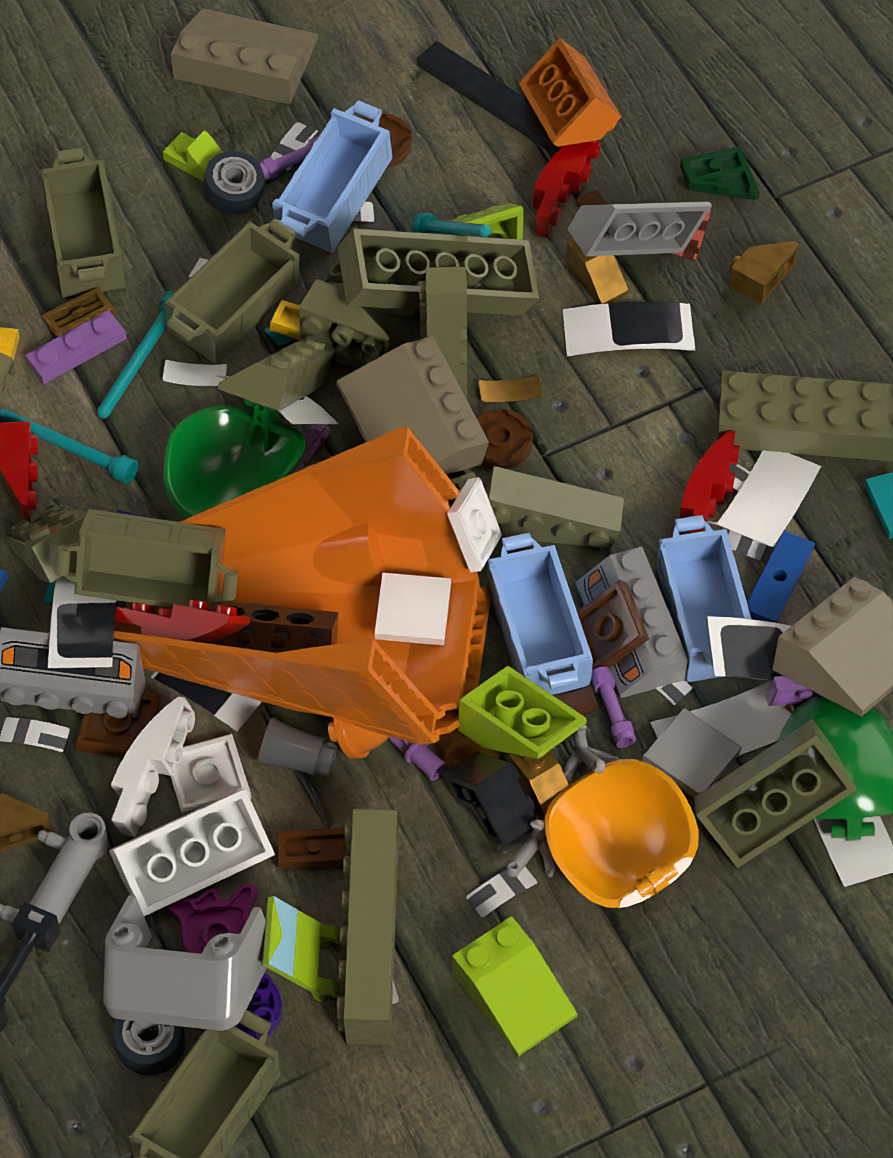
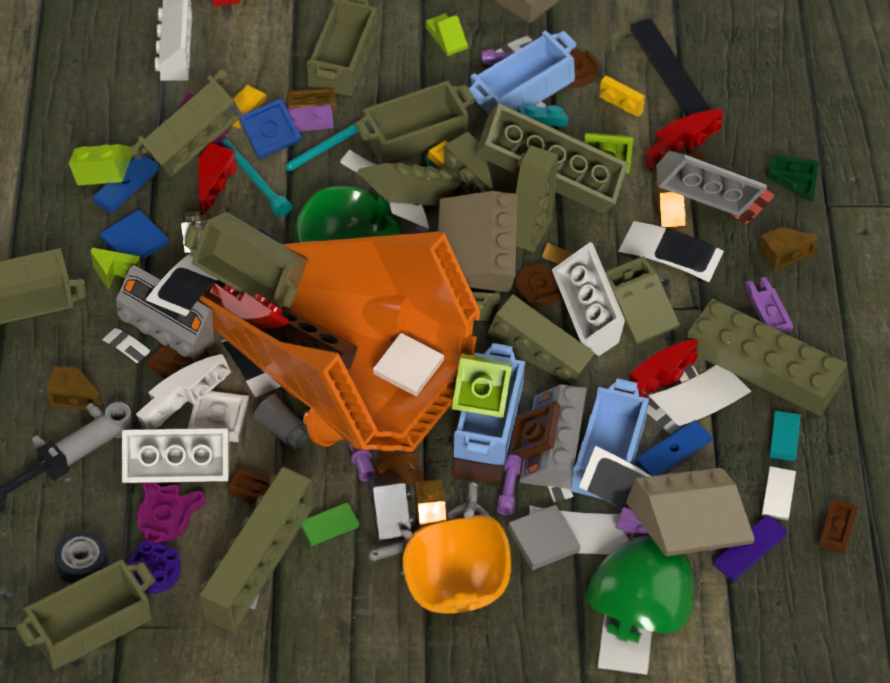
camera: 25 degrees right, 5 degrees down
(53, 373) = (270, 129): none -> blue tile
(179, 986) = (118, 534): light grey windscreen -> none
(233, 196) = (463, 46): wheel -> none
(294, 947) = (199, 538): lime flag -> none
(387, 217) = (549, 115): none -> teal plate
(427, 853) = (329, 524): none -> bright green tile
(430, 224) = (572, 129): teal piece -> none
(461, 155) = (622, 96): none -> yellow plate
(474, 524) = (476, 324): white tile -> none
(499, 890) = (364, 567): white sticker -> none
(513, 986) = (332, 630): lime slope -> none
(516, 716) = (433, 457): lime slope -> none
(524, 597) = (482, 385): none -> lime slope
(569, 97) = (715, 84): orange slope -> none
(582, 431) = (590, 300): none -> white slope
(633, 409) = (642, 300): none -> olive slope
(774, 794) = (577, 582): olive slope -> none
(783, 350) = (768, 306): none -> medium lavender hinge

